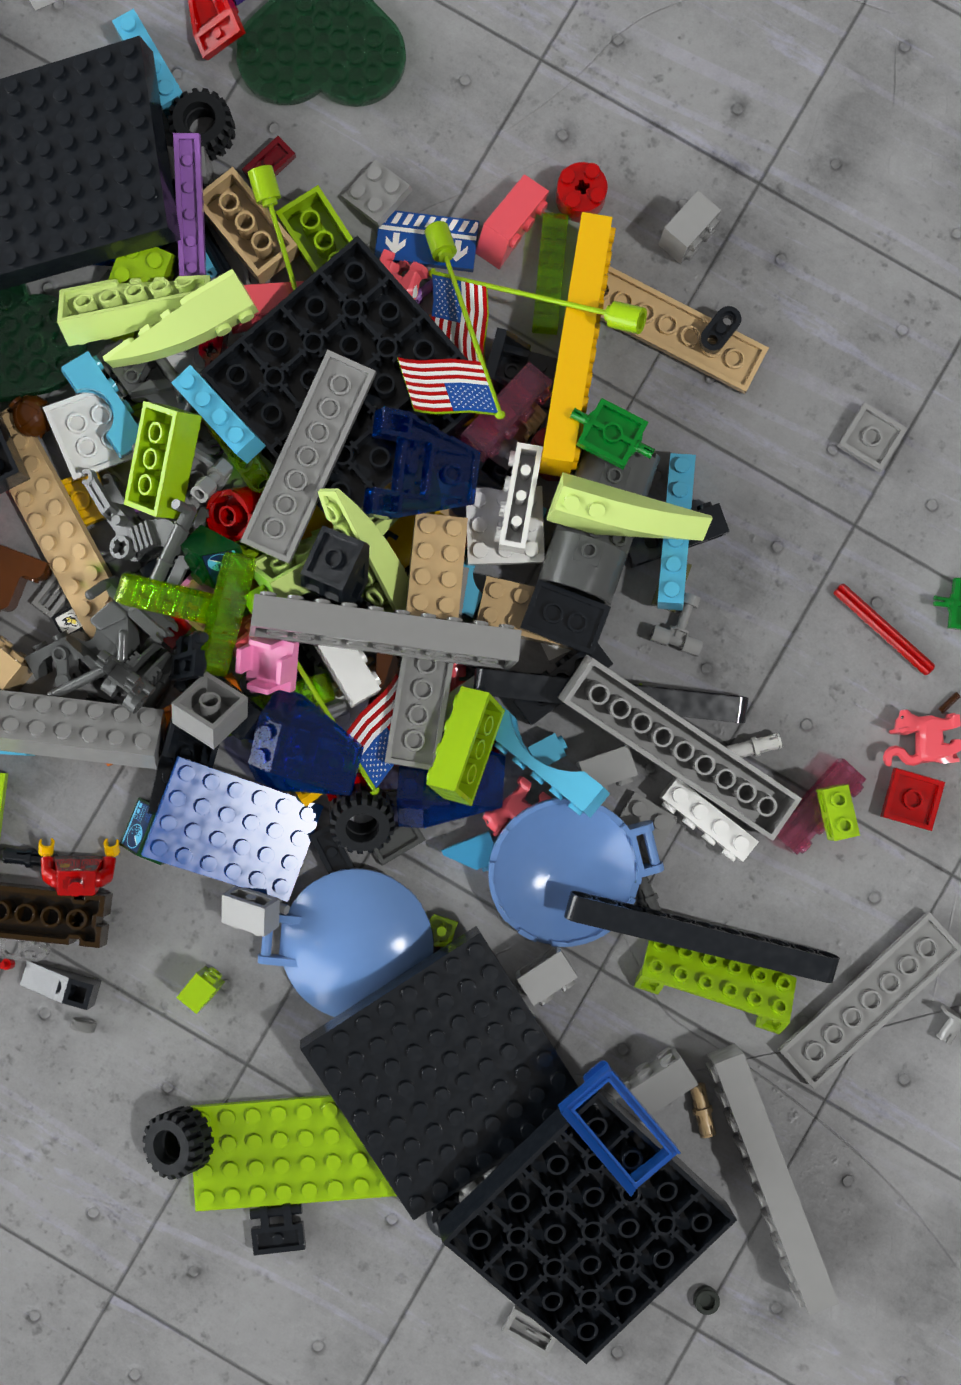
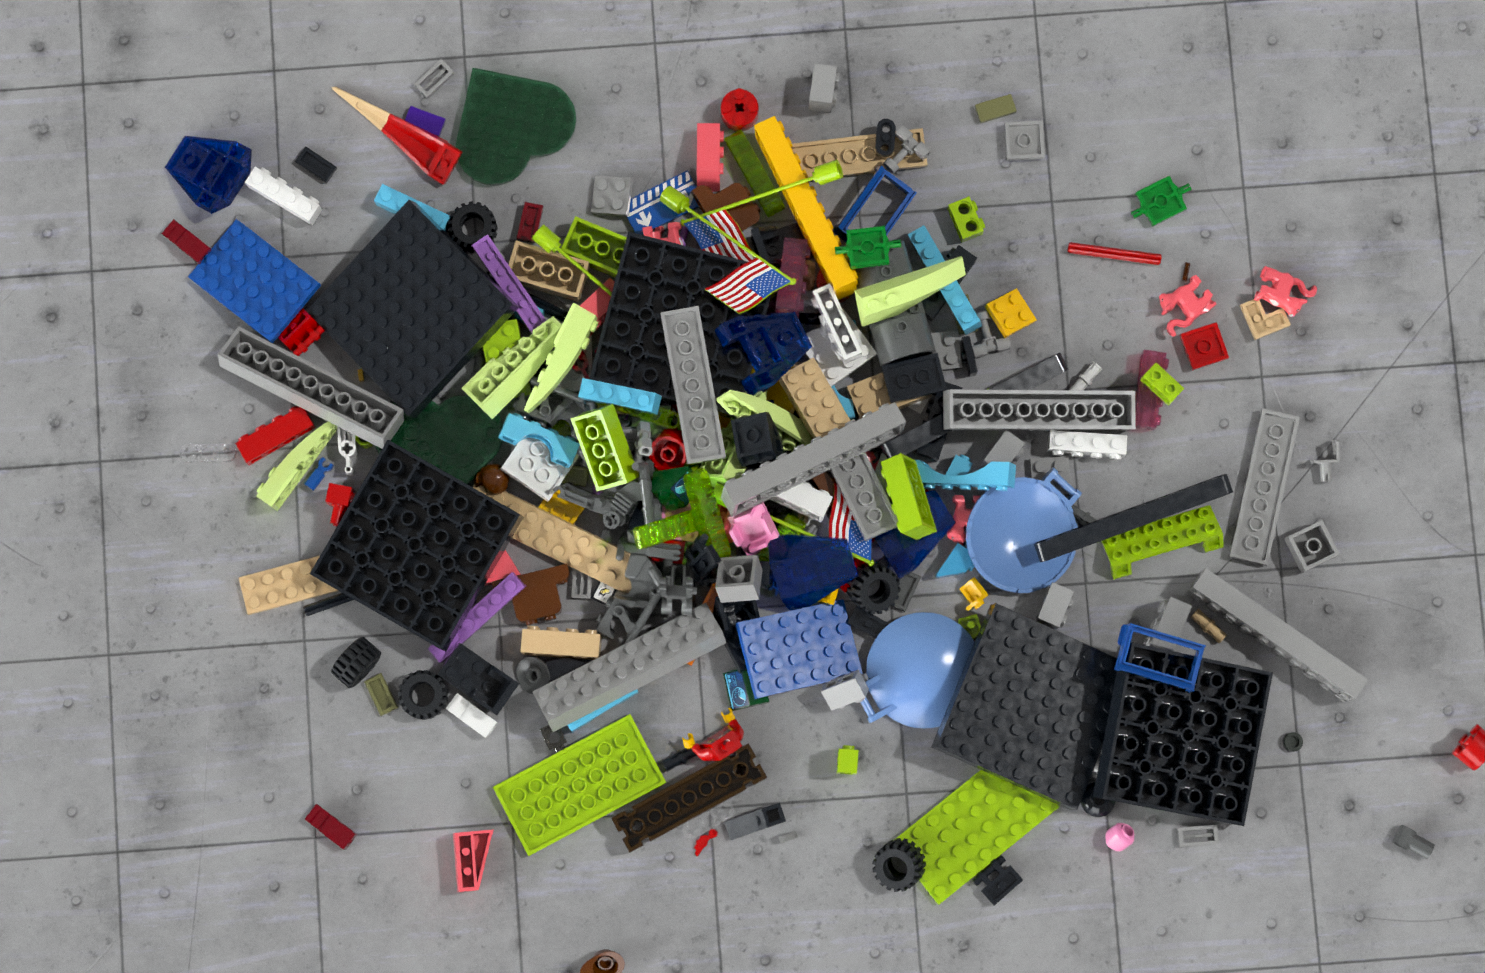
camera: 30 degrees left, 5 degrees down
(442, 1276) = (1119, 836): none -> bright pink head
(469, 899) = (974, 593): none -> yellow bracket
(505, 309) = (745, 215): none -> reddish brown brick
(626, 610) = (948, 349): none -> light grey plate
(644, 632) = (968, 356): none -> black plate
(687, 363) = (840, 229): none -> blue piece
(724, 617) = (1010, 313): none -> yellow plate
(740, 357) = (909, 146): none -> light grey bar
(741, 478) = (961, 220): none -> lime brick
(864, 381) = (995, 108): none -> olive tile
(878, 1104) = (1311, 546): none -> light grey brick

